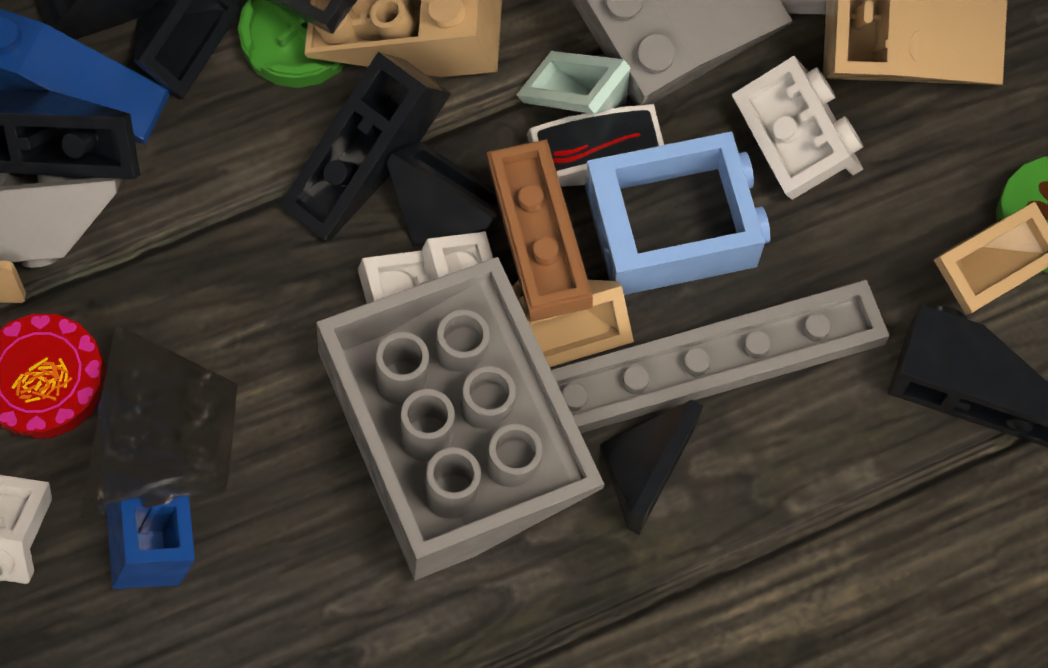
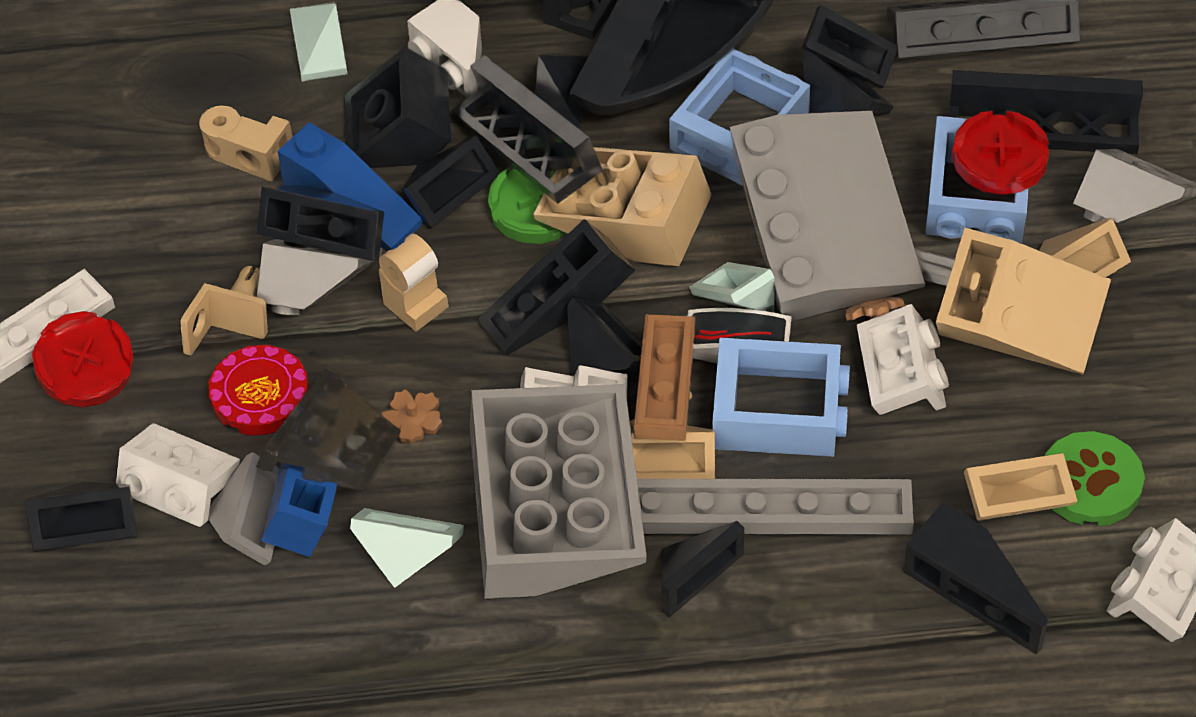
camera: 20 degrees right, 15 degrees down
(74, 552) = (243, 508): none -> light grey slope
(187, 186) = (411, 282): none -> tan leg
(244, 357) = (414, 416): none -> medium nougat plant
(289, 531) = (402, 542): none -> light aqua slope
(744, 67) = (873, 307): none -> medium nougat plant

